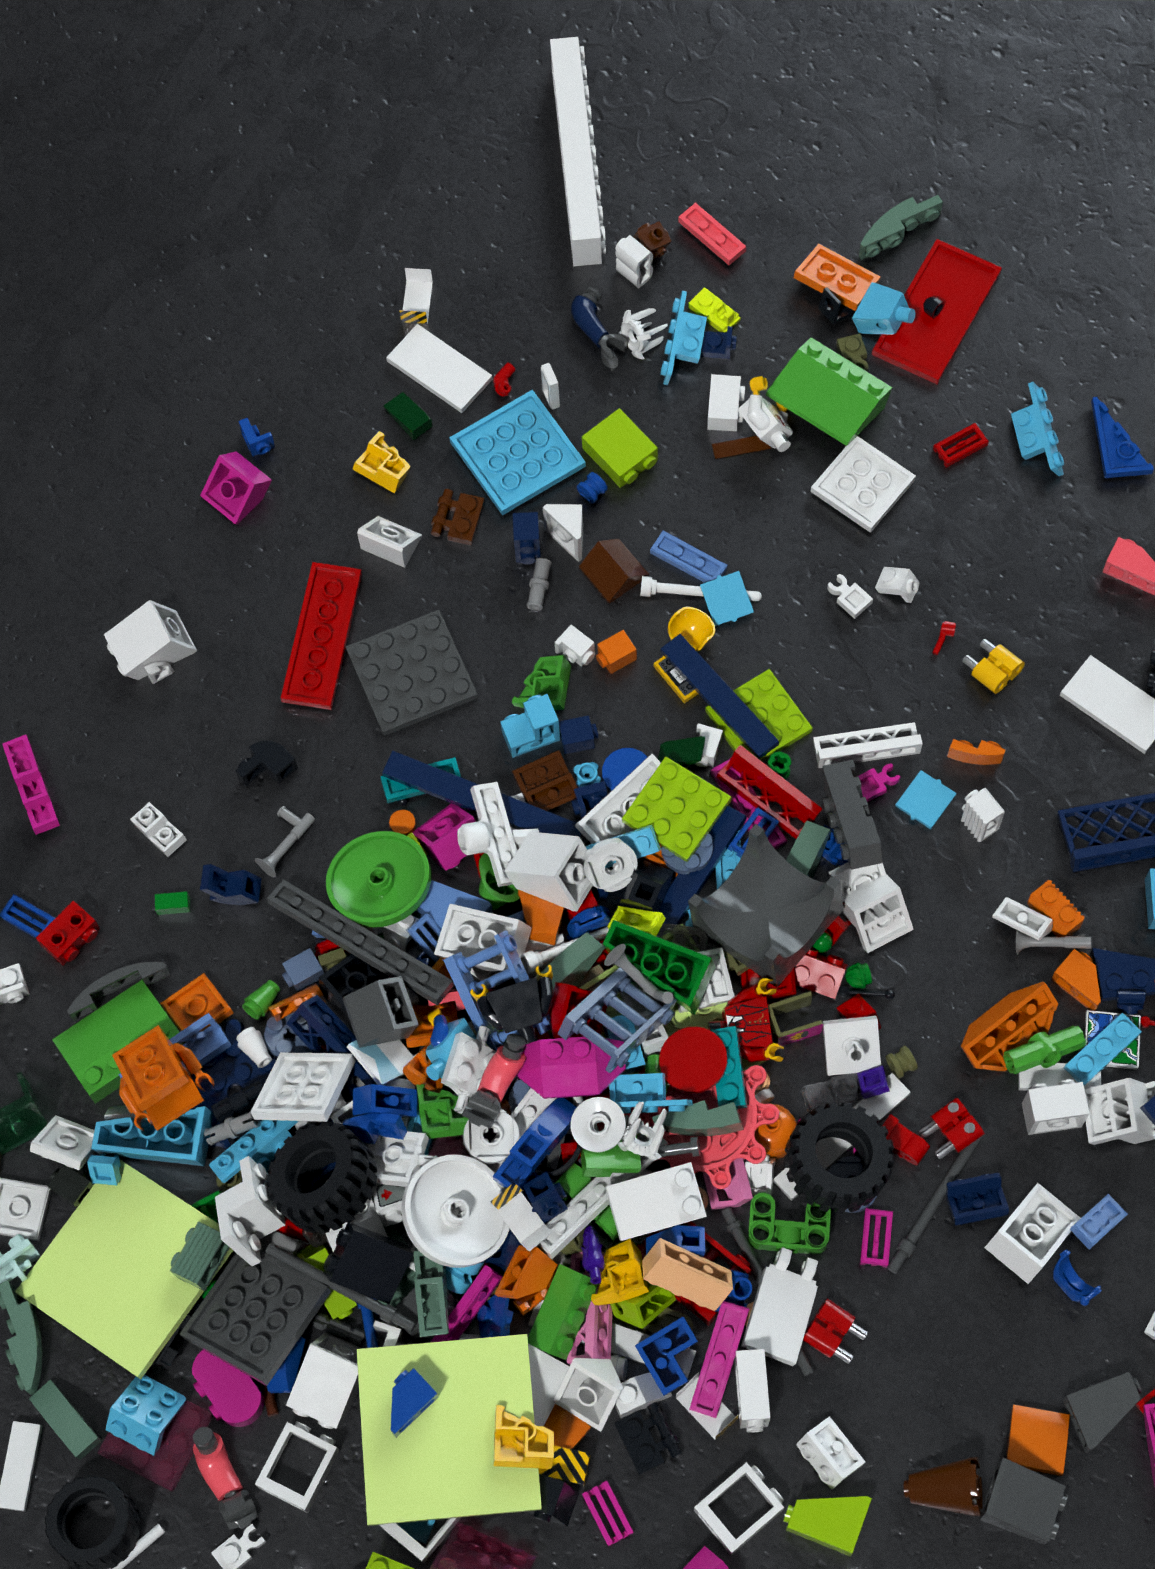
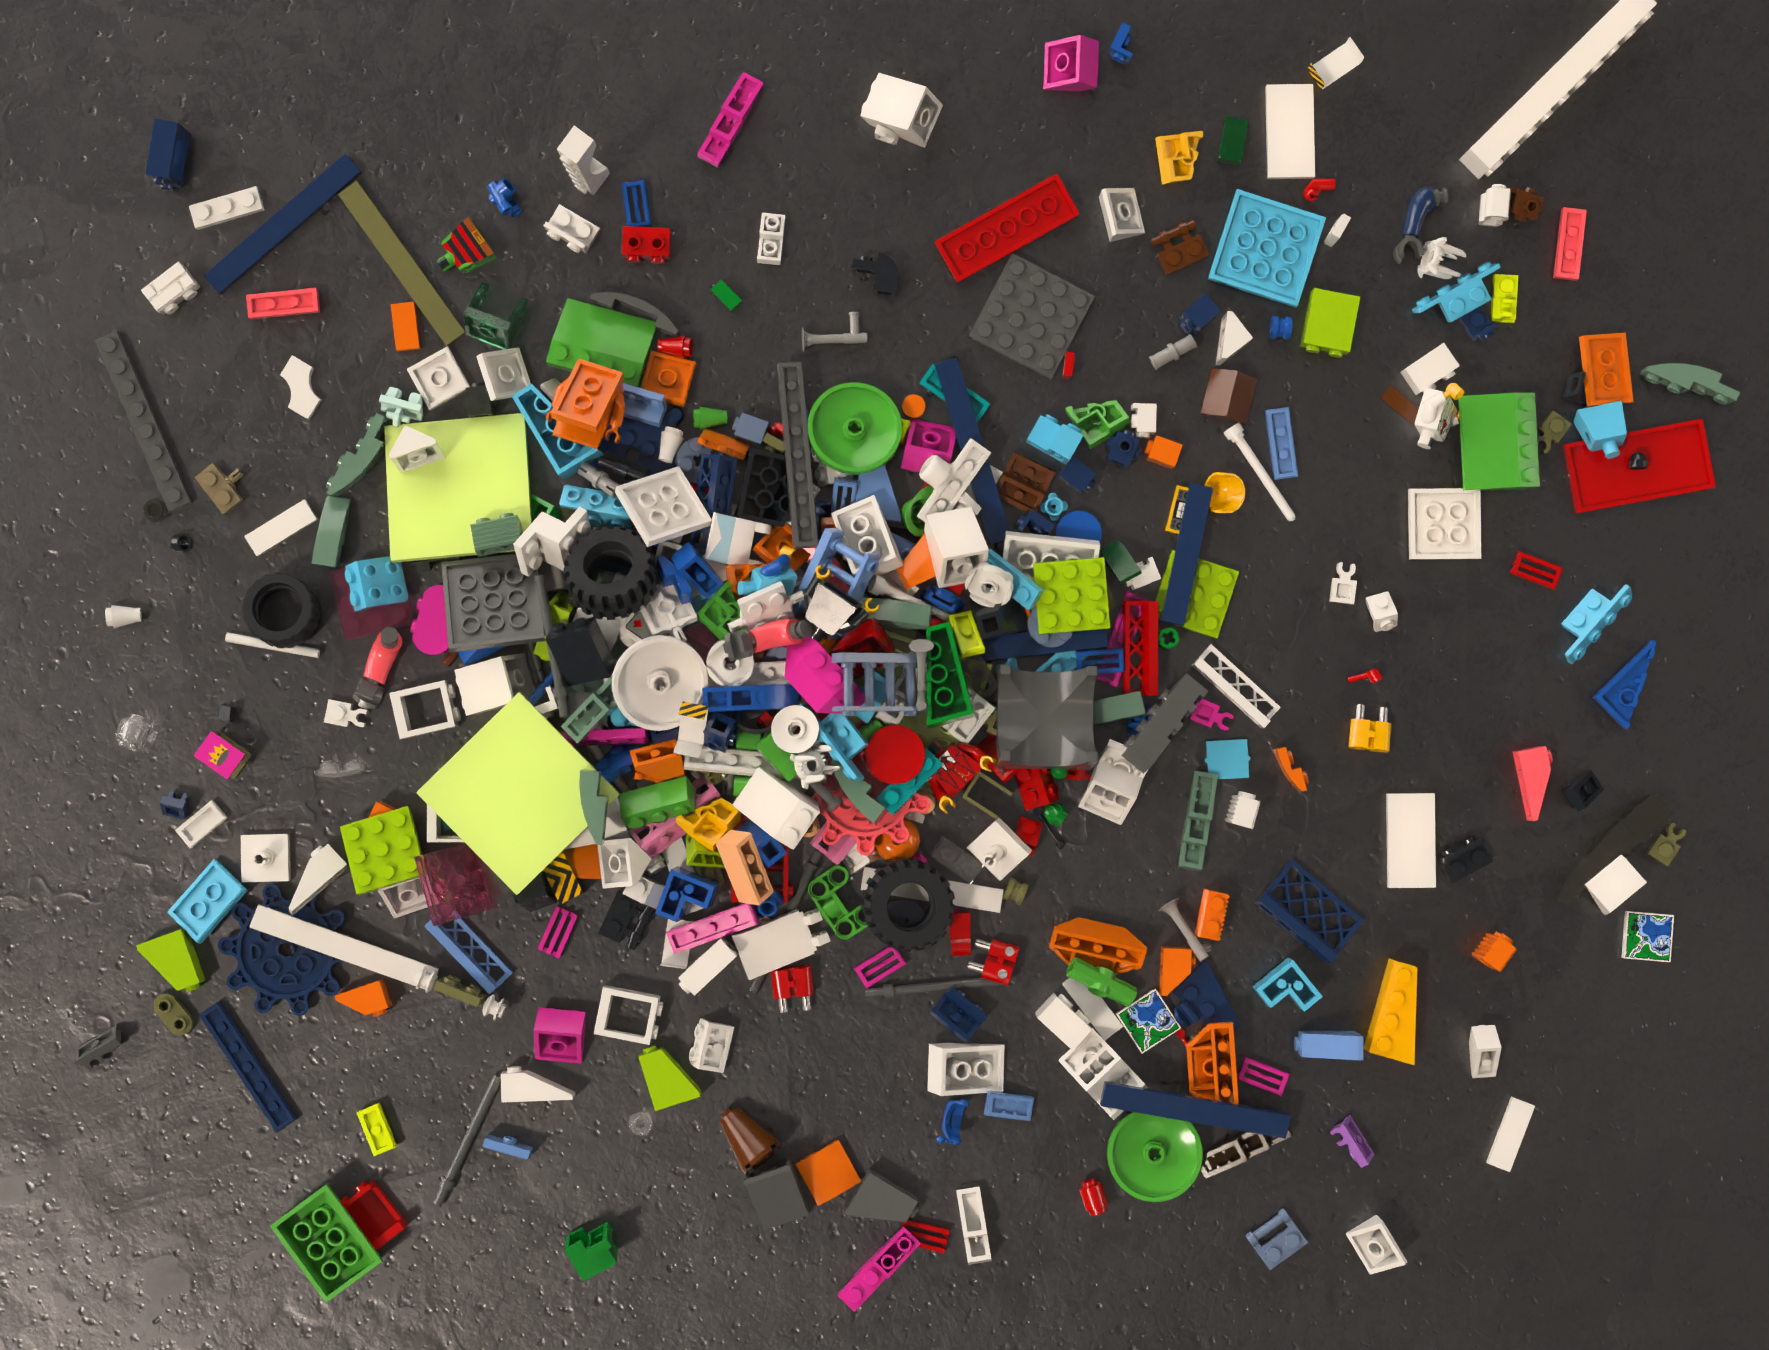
camera: 45 degrees right, 20 degrees up
(62, 1270) = (414, 450): none -> slope
(104, 1169) = (507, 415): medium azure tile -> none
(176, 978) = (676, 346): none -> red cone
(230, 887) = (769, 327): dark blue brick -> none
(381, 1012) = (755, 515): dark grey slope -> none
(409, 1400) = (512, 755): blue slope -> none
(478, 672) = (1068, 365): none -> red tile
(516, 1360) = (593, 804): none -> sand green slope
(521, 1442) = (546, 848): yellow slope -> none
(586, 680) = (1119, 456): none -> dark blue brick
(592, 1258) = (705, 796): dark purple piece -> none
(726, 598) = (1270, 497): medium azure piece -> none
(873, 1082) = (986, 882): dark purple tile -> none
(960, 862) = (1197, 820): none -> sand green slope
(1023, 919) = (1186, 897): white slope -> none
(1102, 1049) = (1134, 1021): medium azure plate -> none

